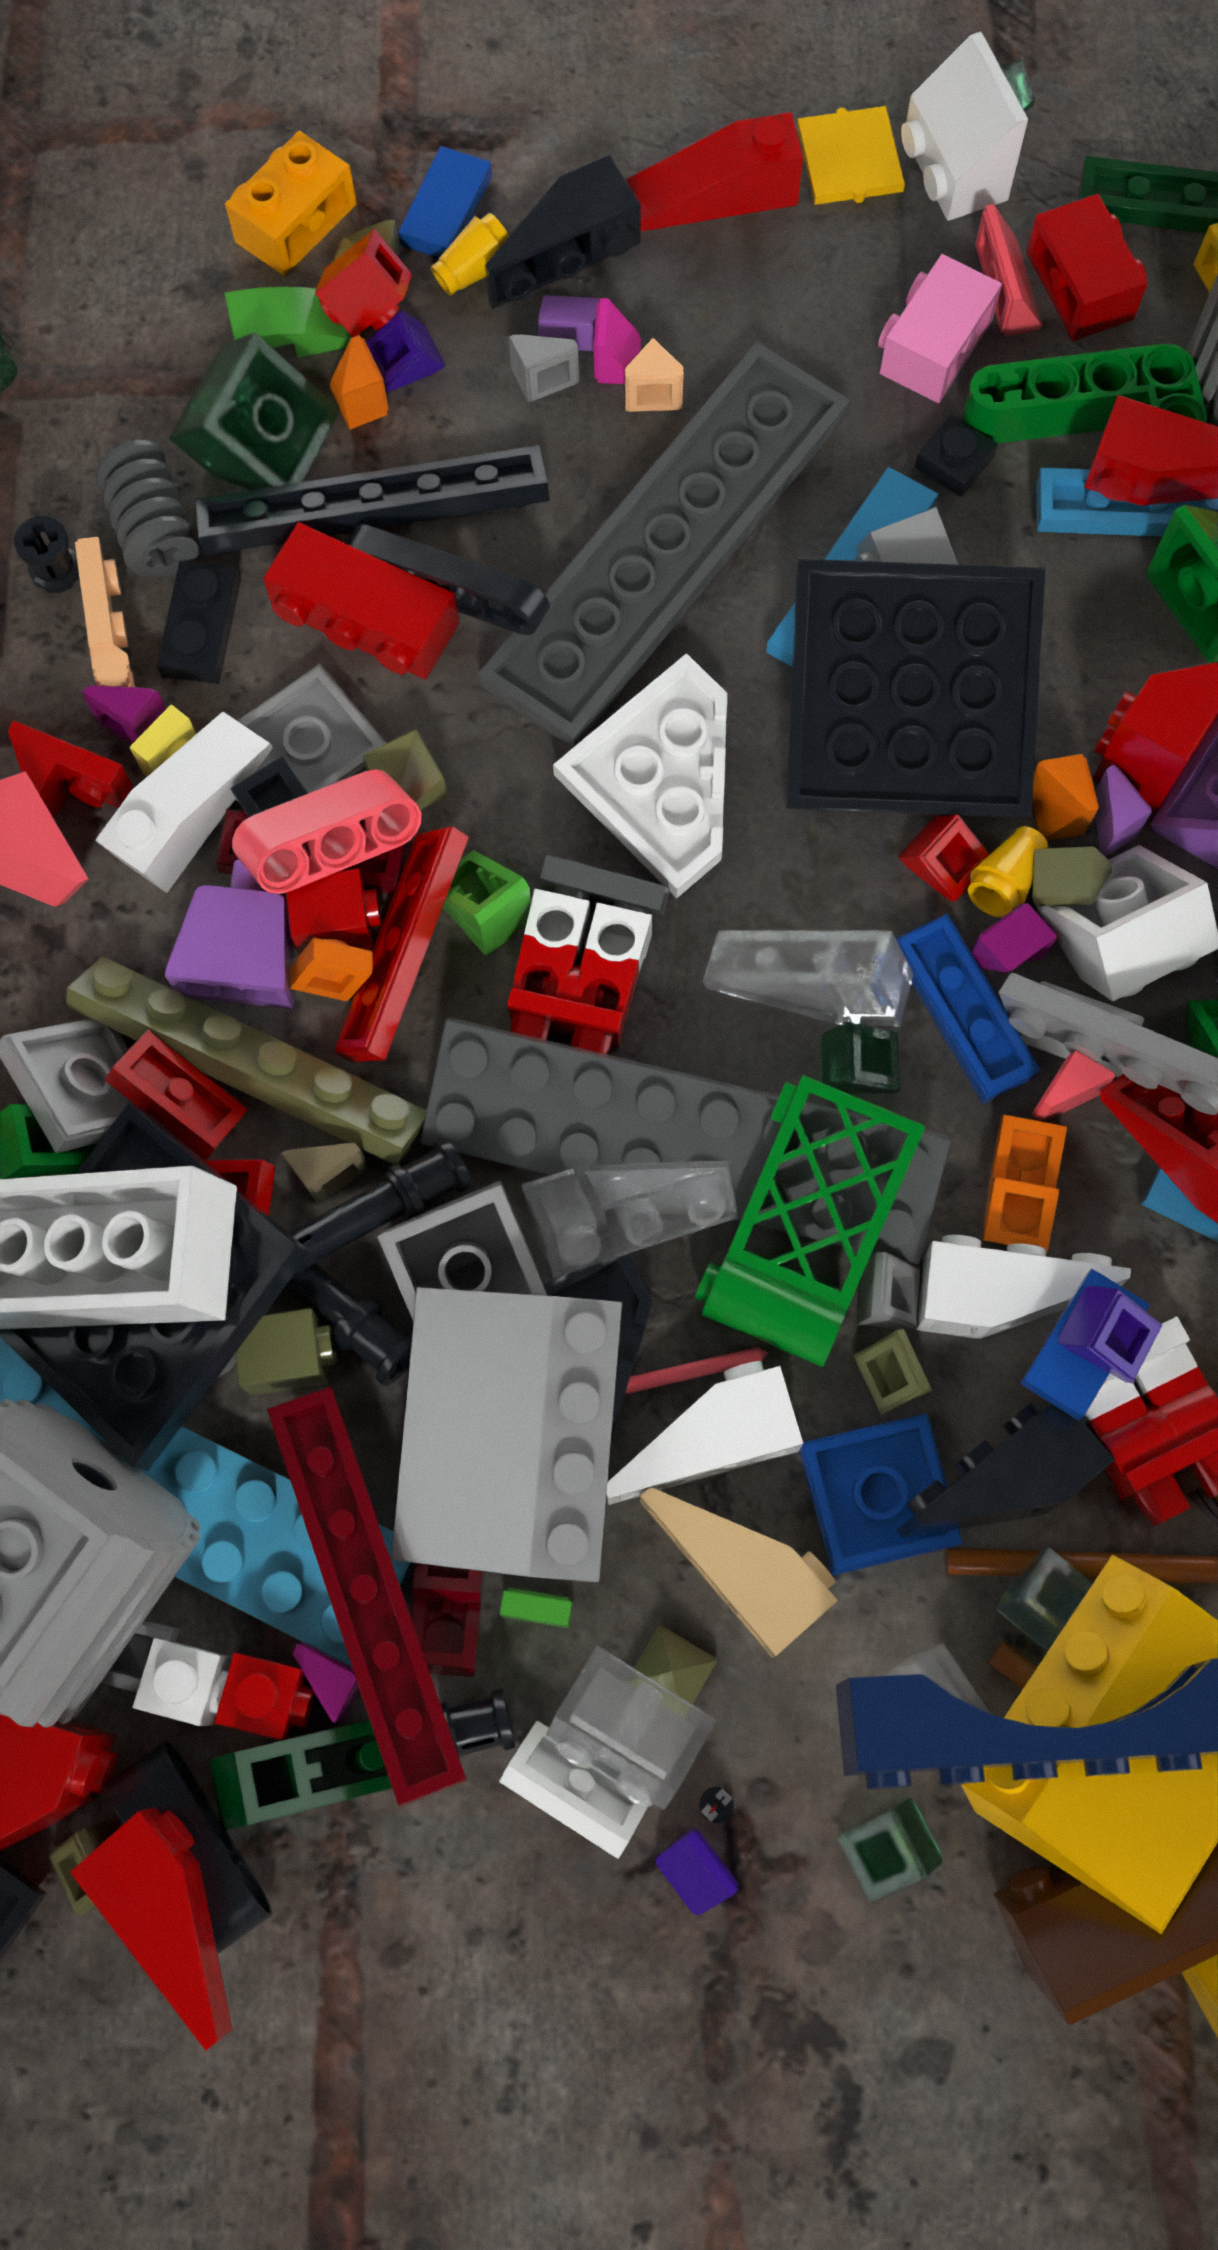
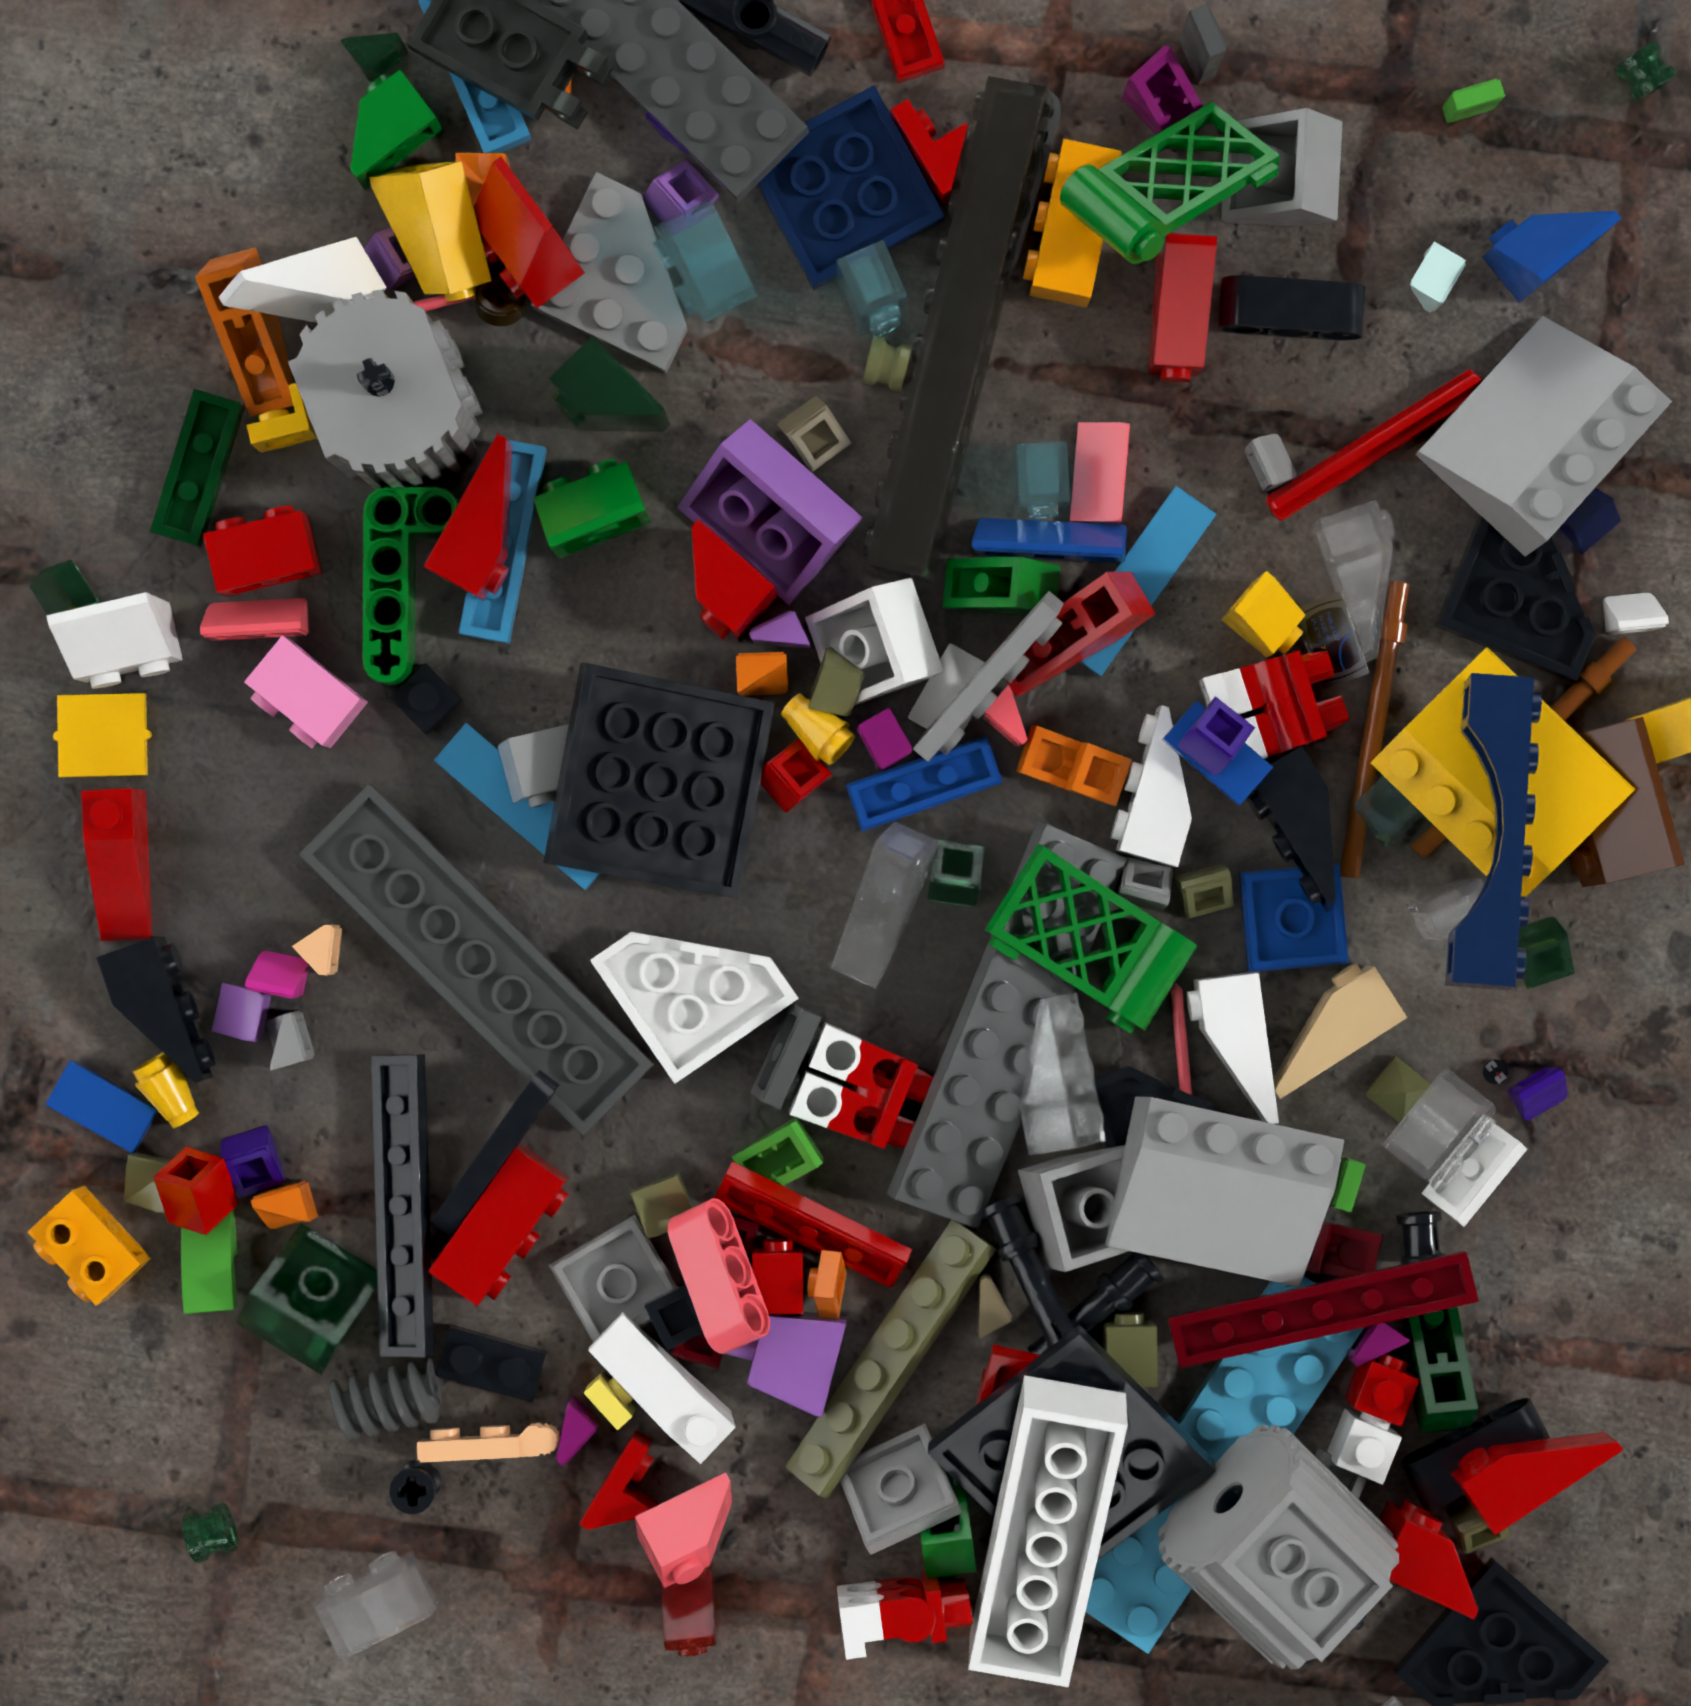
camera: 85 degrees left, 15 degrees up
(176, 1094) = (916, 1415): red plate -> none

